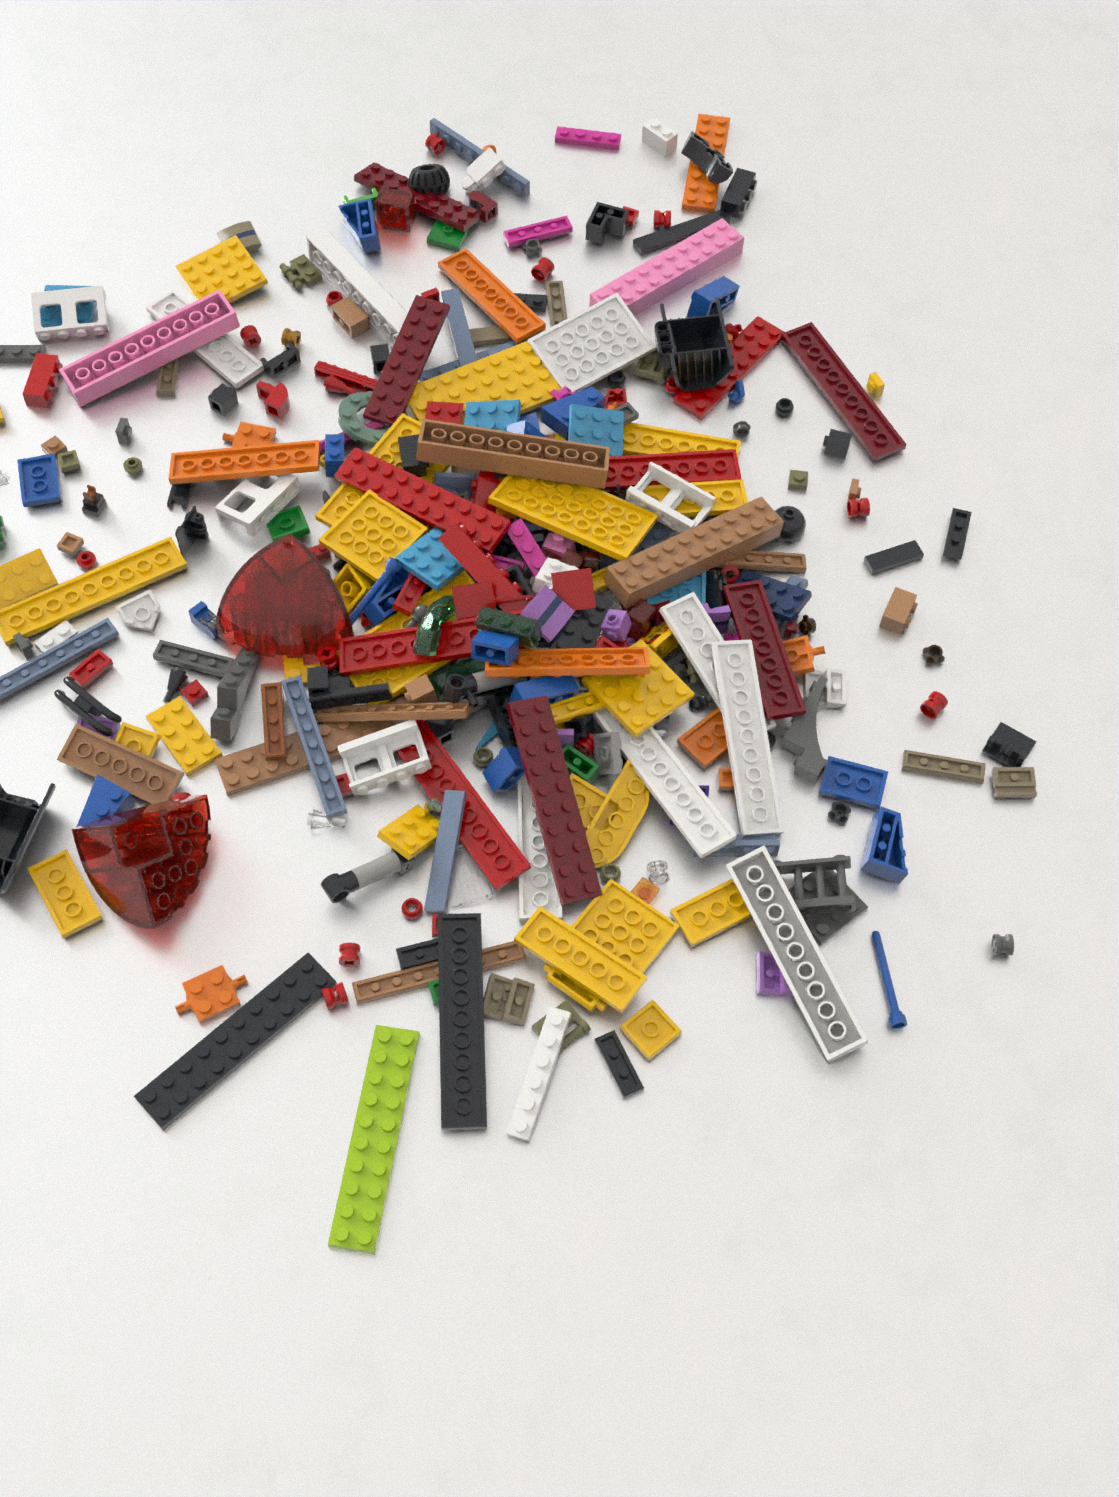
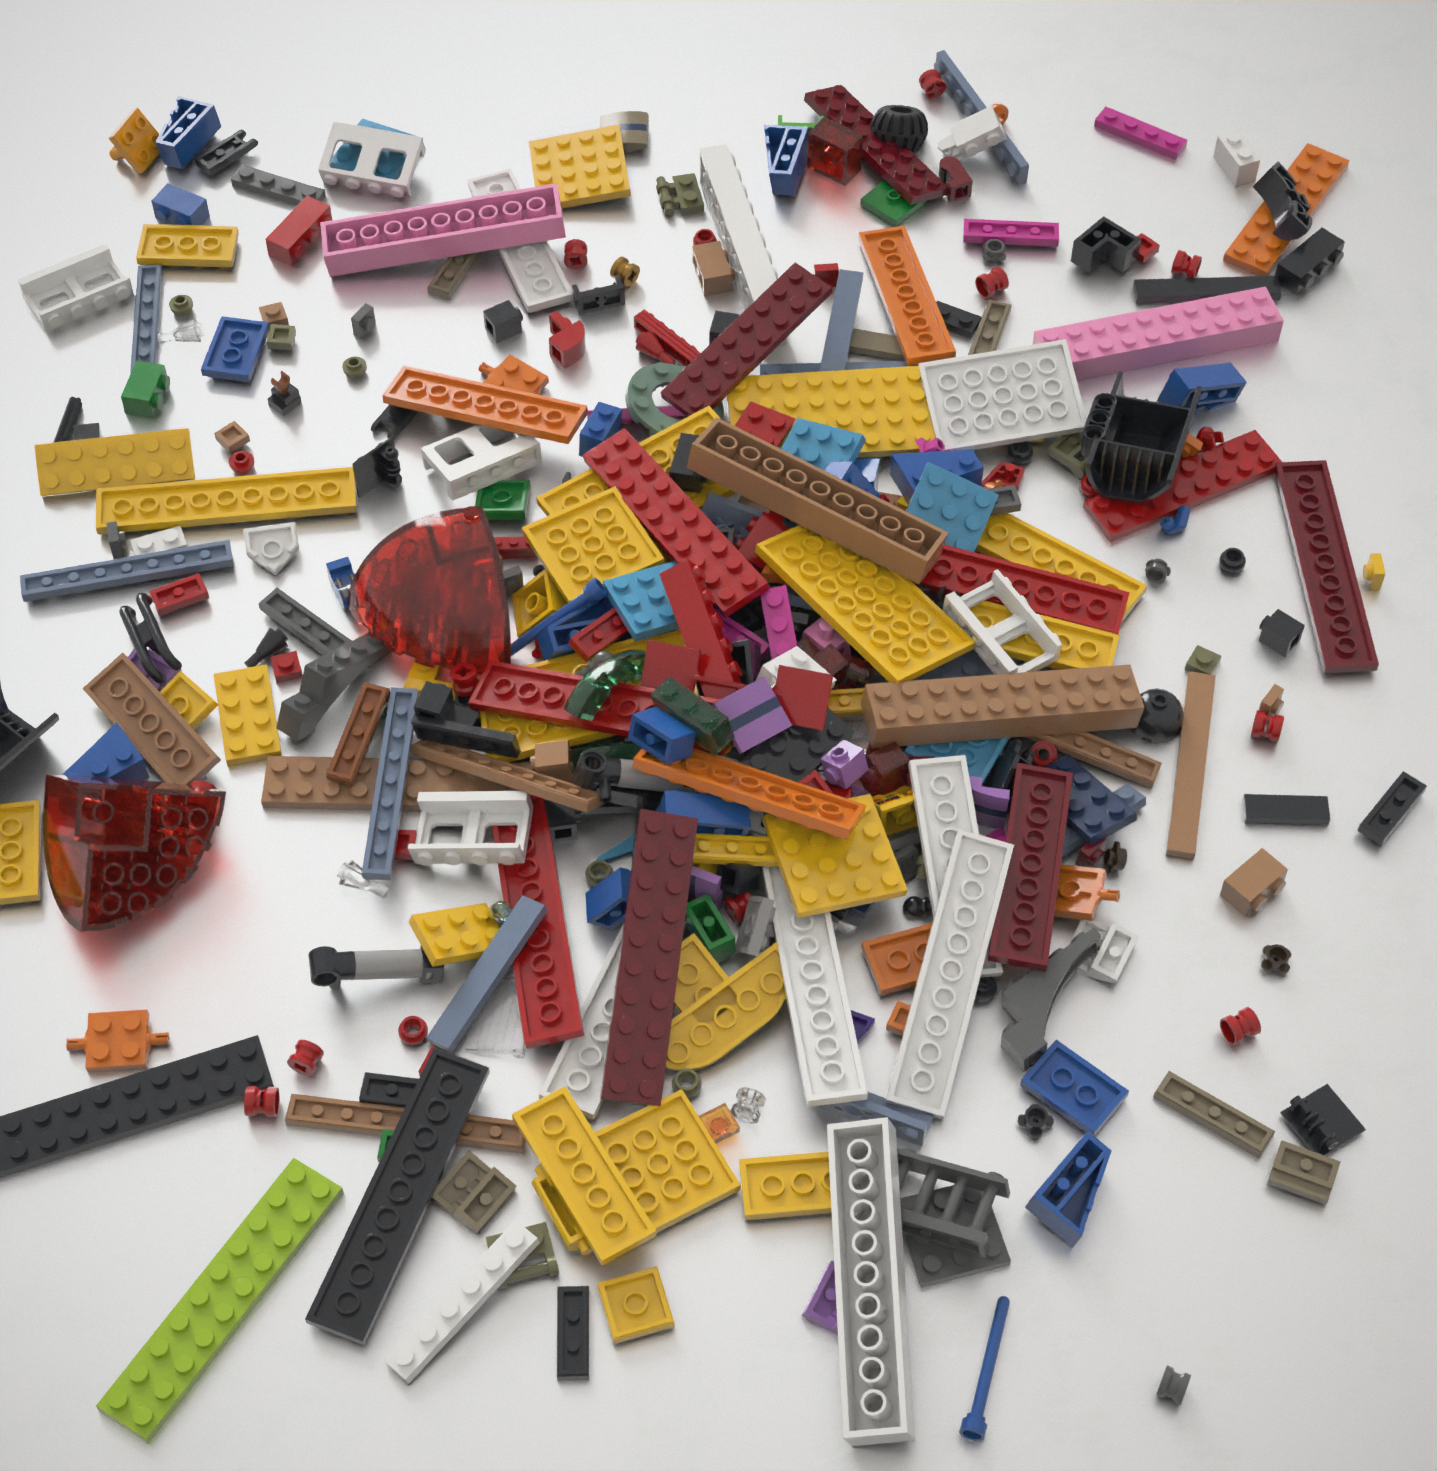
camera: 25 degrees right, 5 degrees down
(823, 550) = (1190, 765): none -> medium nougat tile

